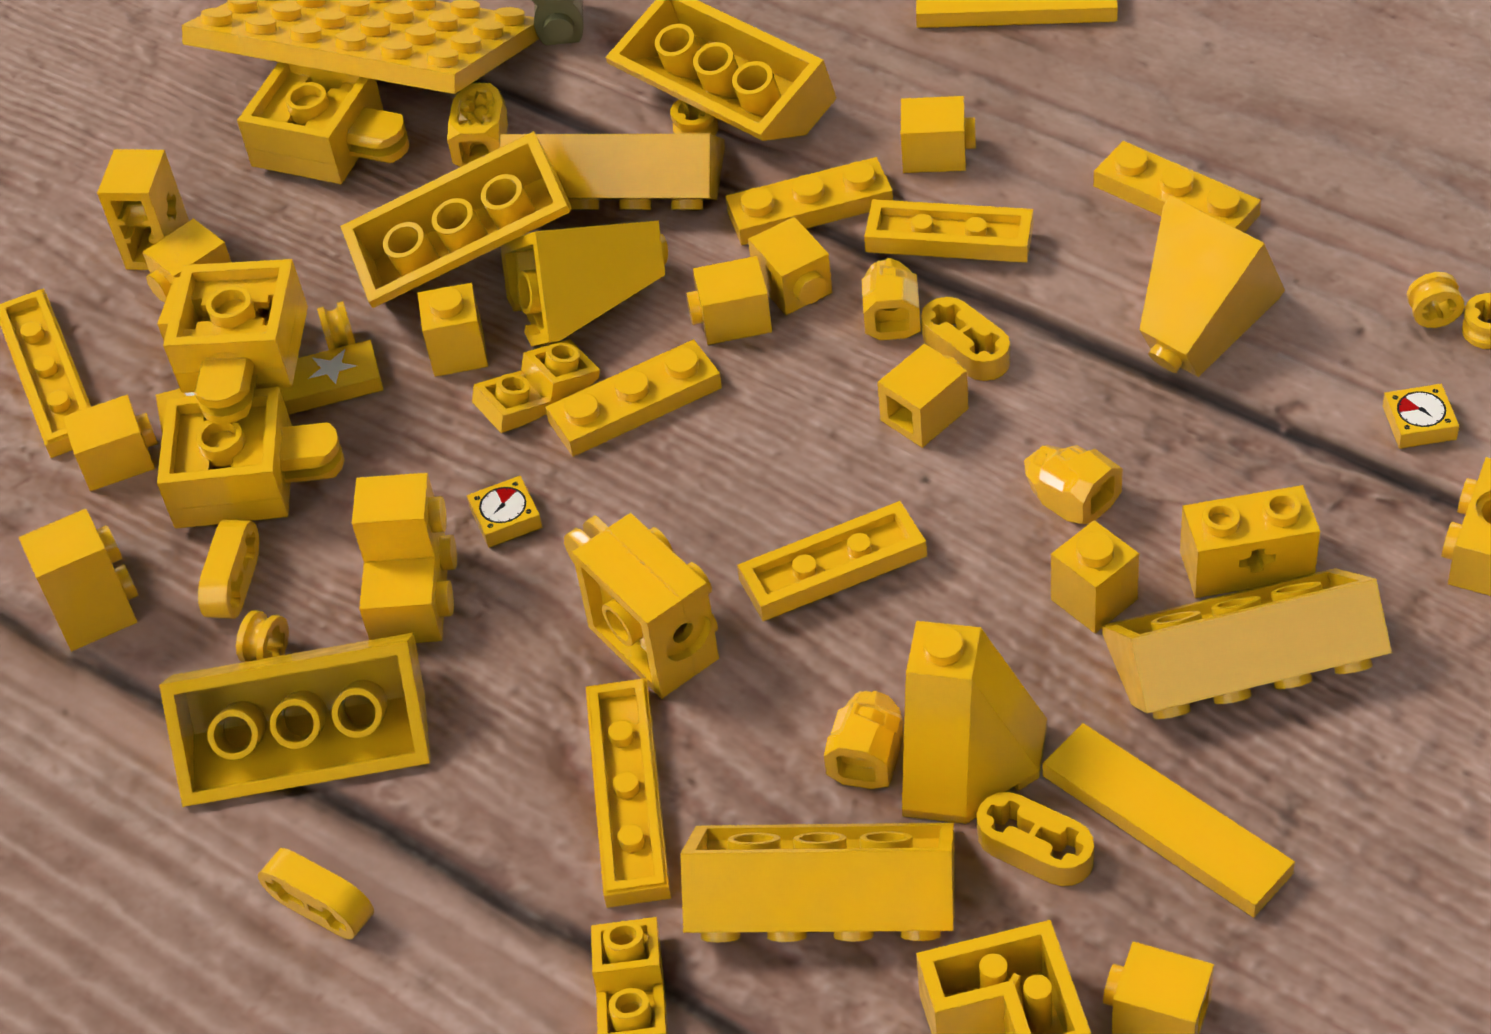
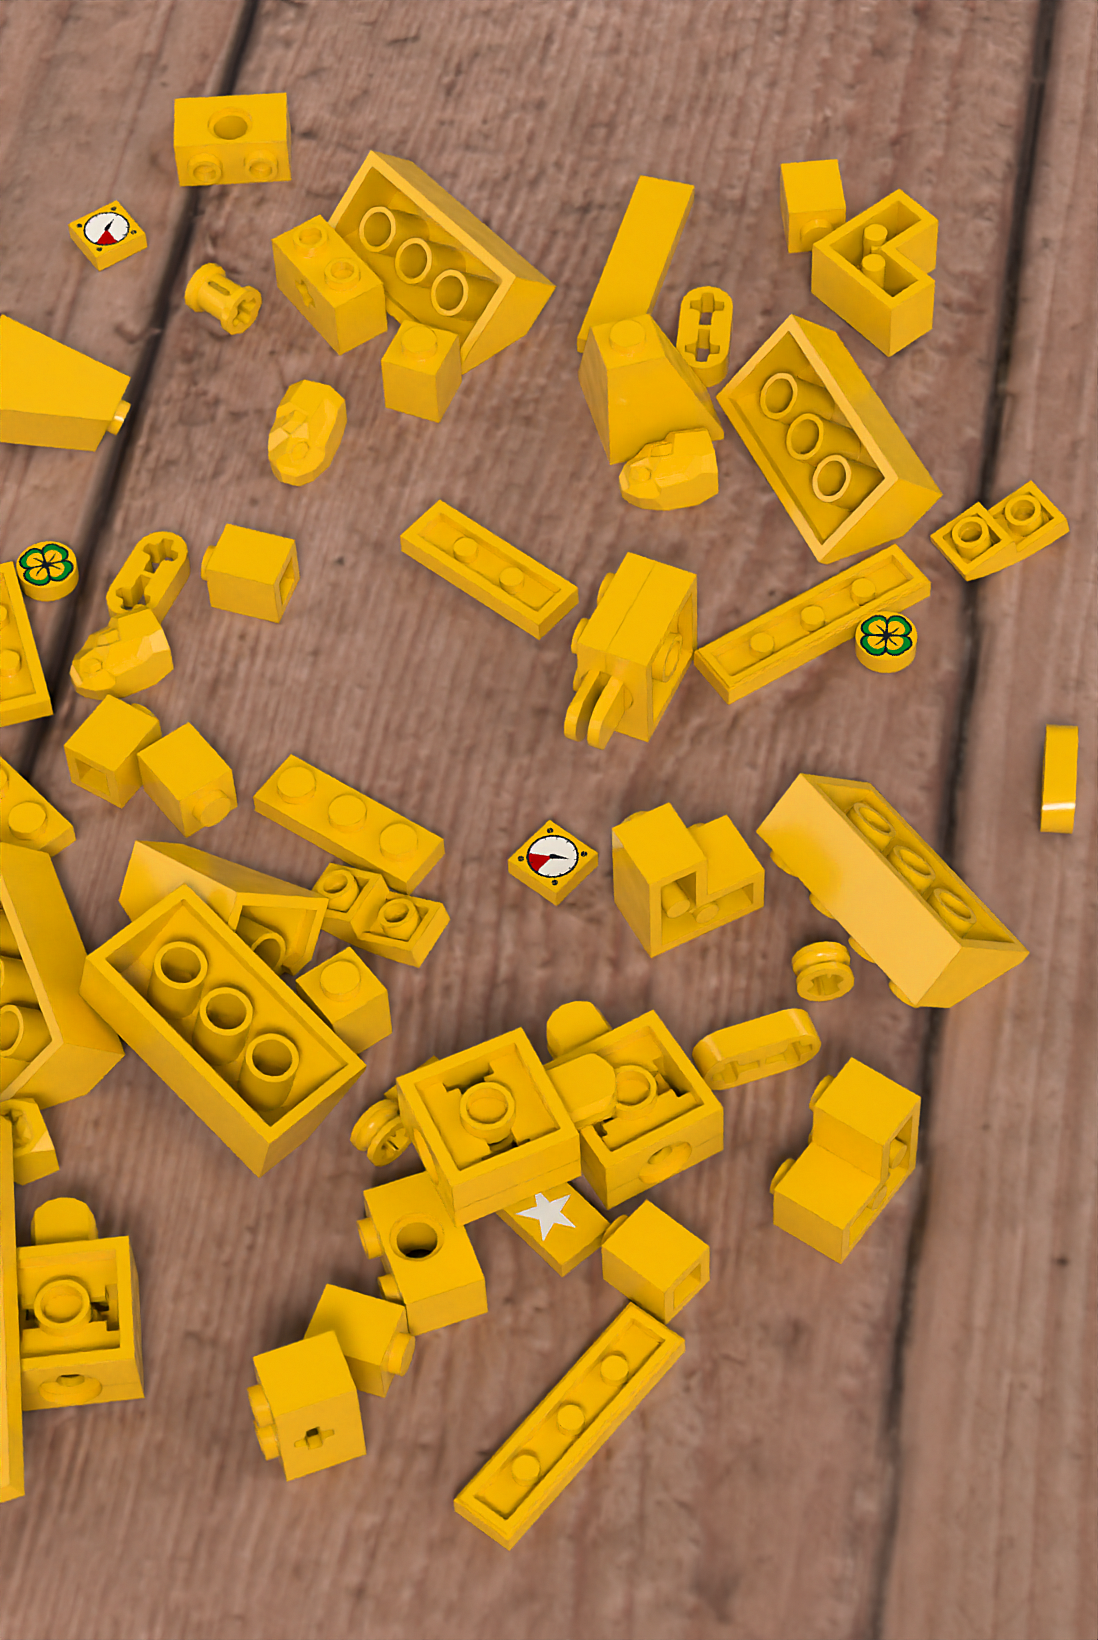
camera: 120 degrees left, 5 degrees up
(565, 836) = (885, 642): none -> yellow tile
(1019, 281) = (47, 571): none -> yellow tile
(1280, 464) = (223, 298): none -> yellow bush

